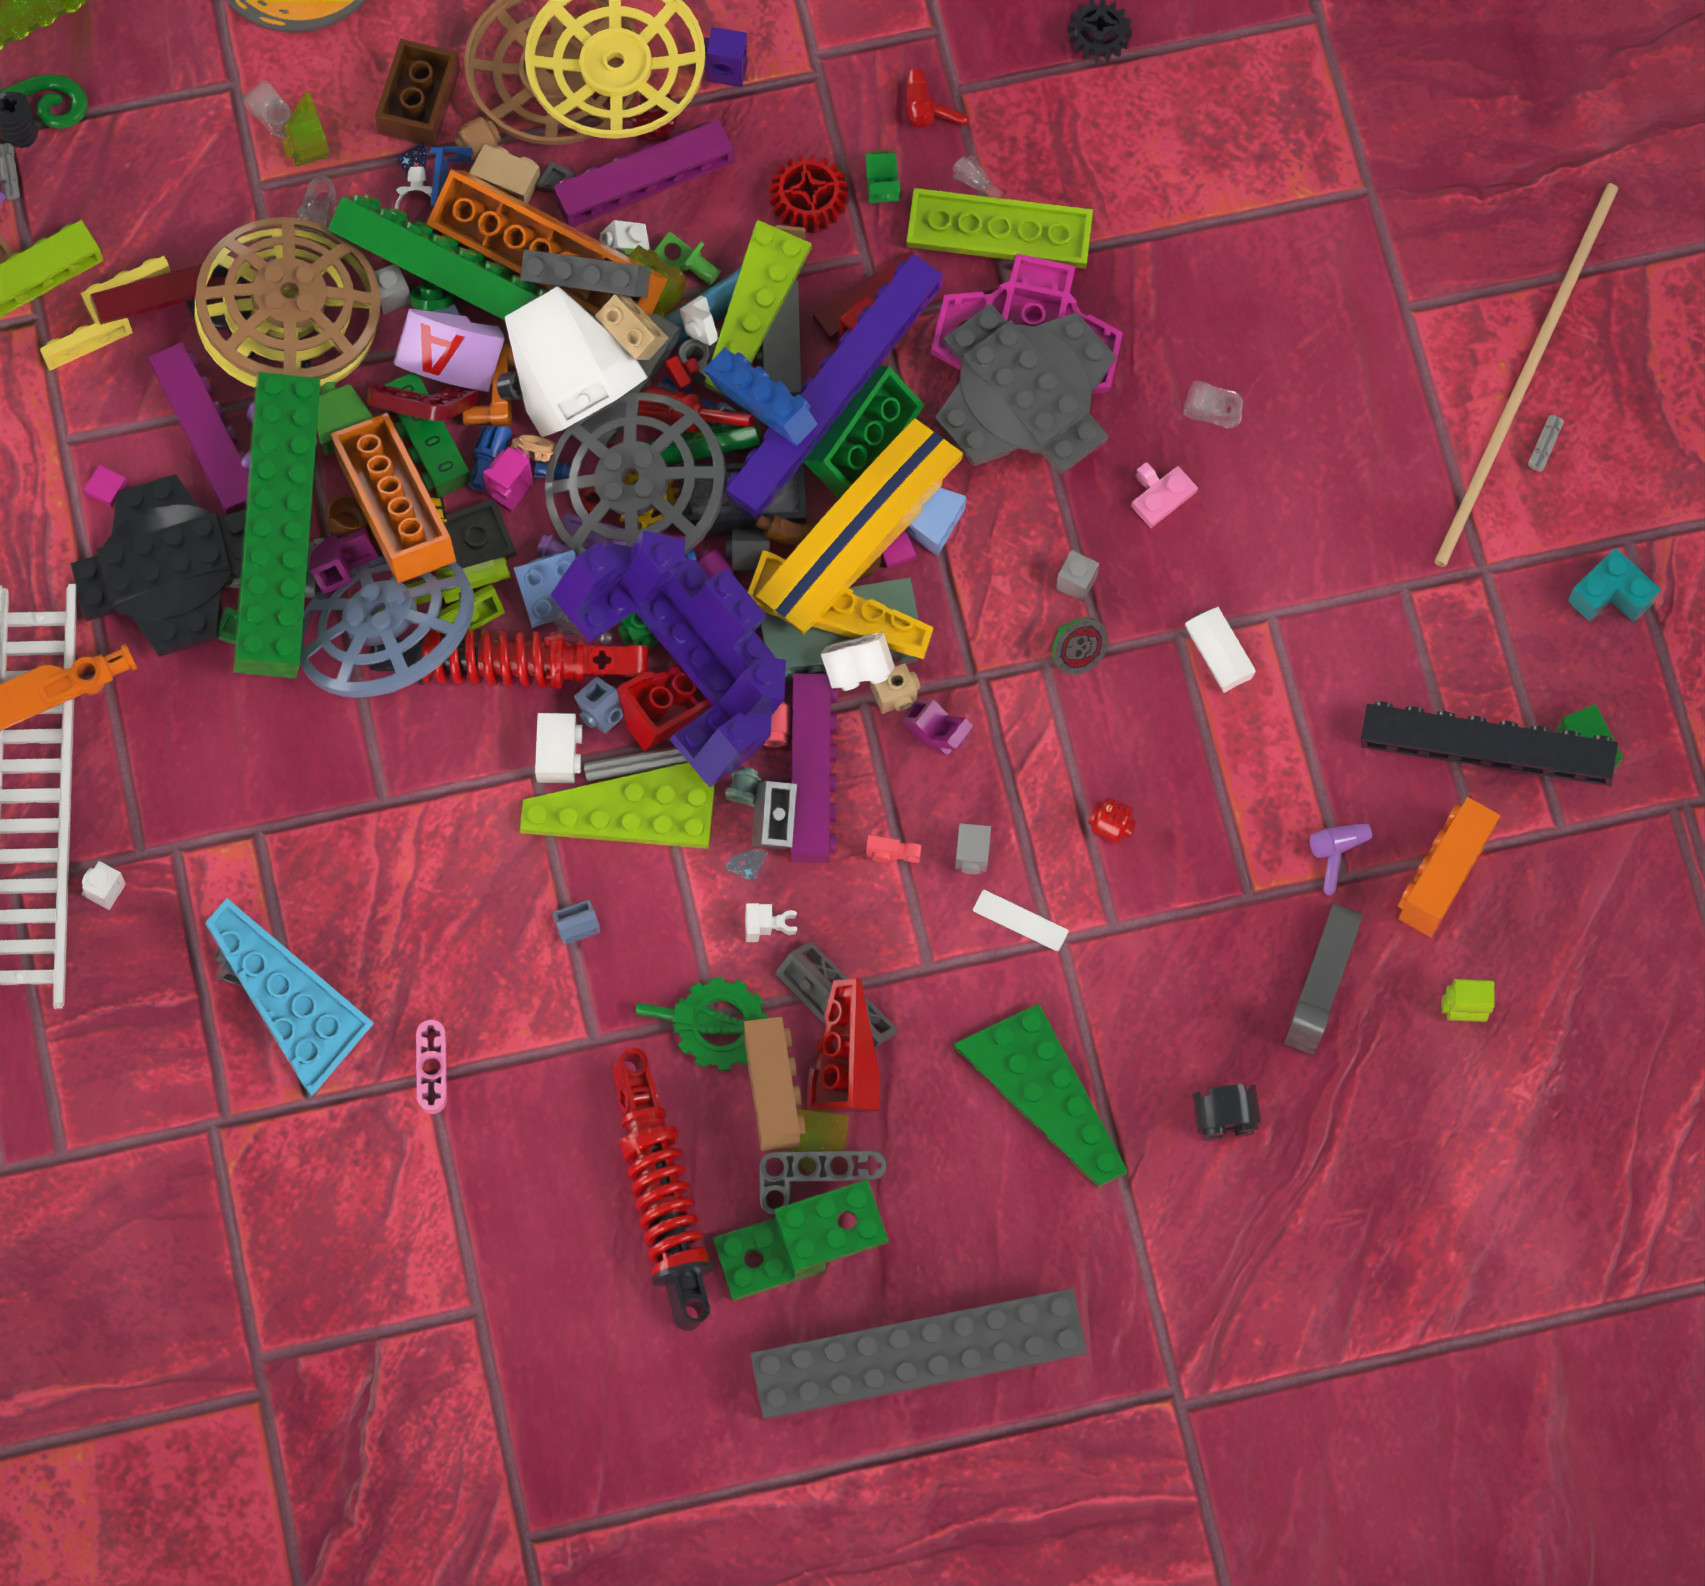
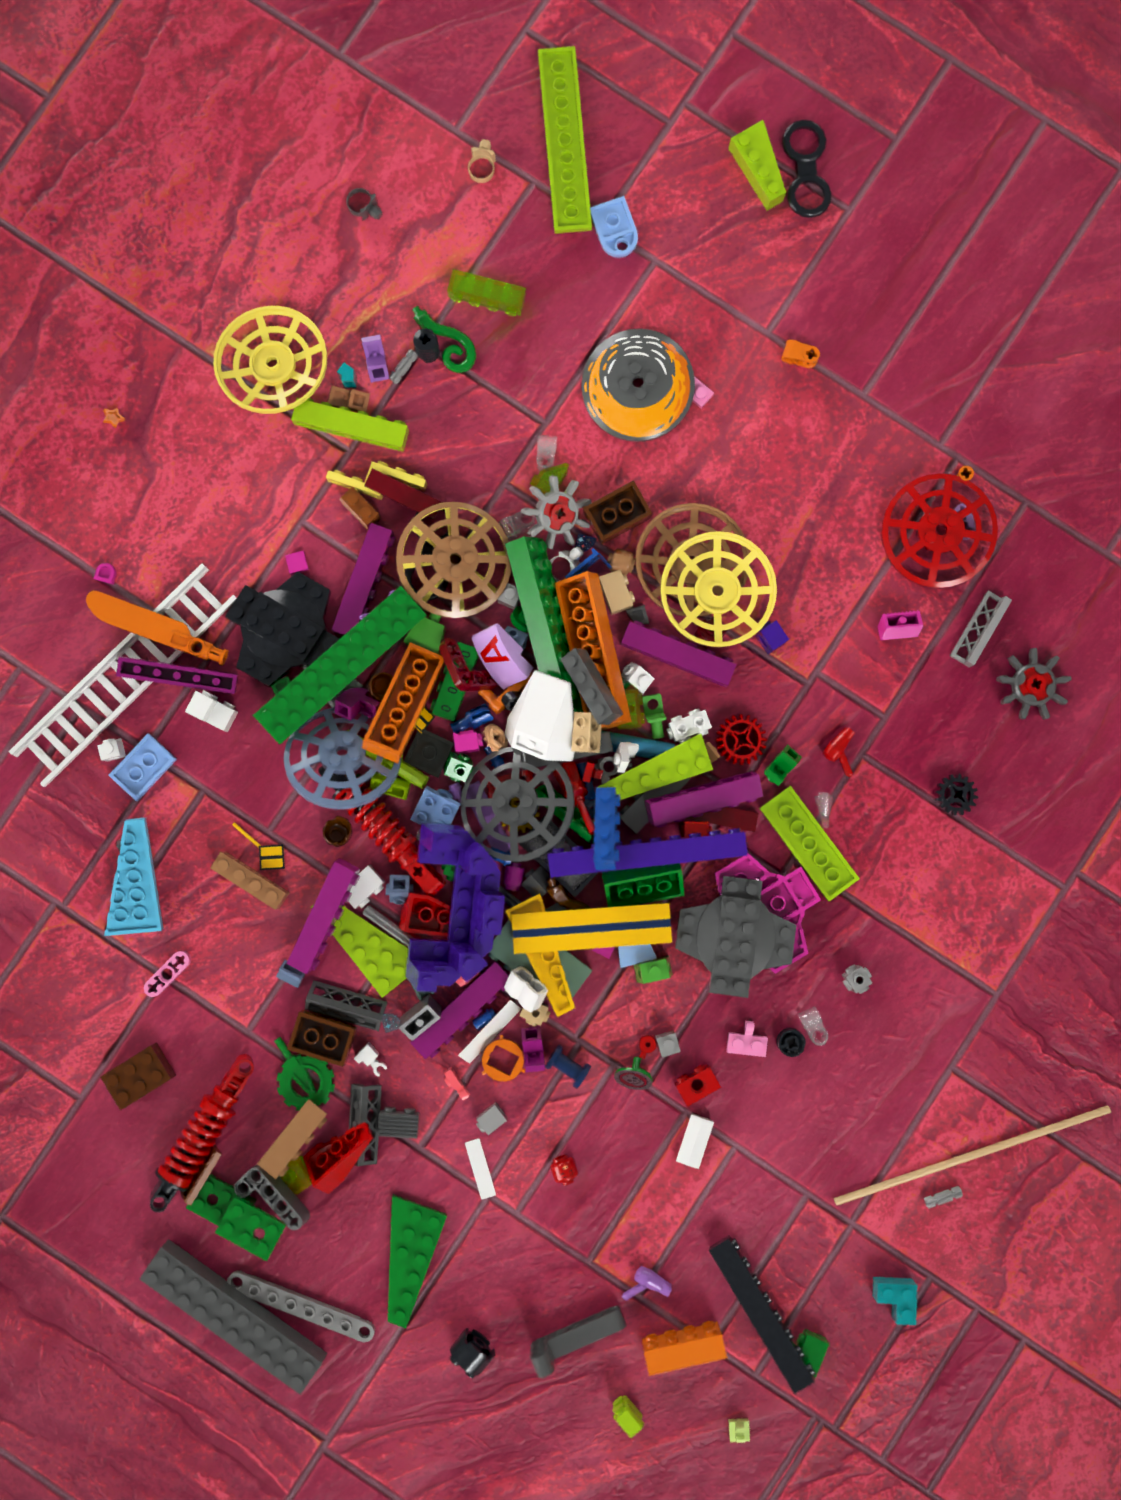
camera: 45 degrees right, 15 degrees up
(96, 721) = (176, 675): none -> magenta brick
(119, 357) = (360, 508): none -> dark orange brick
(158, 873) = (142, 767): none -> light blue tile
(177, 729) = (208, 709): none -> white brick
(349, 150) = (546, 508): none -> light grey gear
(414, 825) = (270, 856): none -> piece
(418, 866) = (250, 880): none -> medium nougat brick
(463, 715) = (337, 831): none -> reddish brown hair
(519, 1206) = (138, 1076): none -> reddish brown brick
(526, 516) = (458, 767): none -> brick
(546, 812) = (323, 916): none -> magenta brick
(679, 898) = (346, 1012): none -> dark grey fence
(687, 948) = (322, 1037): none -> reddish brown brick
(712, 1241) = (201, 1176): none -> dark orange tile
(733, 238) = (682, 728): none -> white brick
(834, 284) = (703, 798): none -> magenta brick
(849, 753) = (484, 1019): none -> blue pin
(869, 760) = (489, 1031): none -> white sticker
(876, 956) = (398, 1123): none -> dark grey brick
(909, 753) = (495, 1073): none -> orange piece
(978, 512) = (653, 970): none -> bright green torso
(987, 1269) = (302, 1306): none -> light grey plate
(996, 706) = (567, 1066): none -> dark blue piece
(1058, 611) = (647, 1049): none -> red piece
(1161, 570) = (691, 1095): none -> red brick
(1204, 311) = (850, 979): none -> light grey brick
(1207, 446) = (790, 1042): none -> black wheel
(1608, 902) = (739, 1430): none -> yellowish green tile

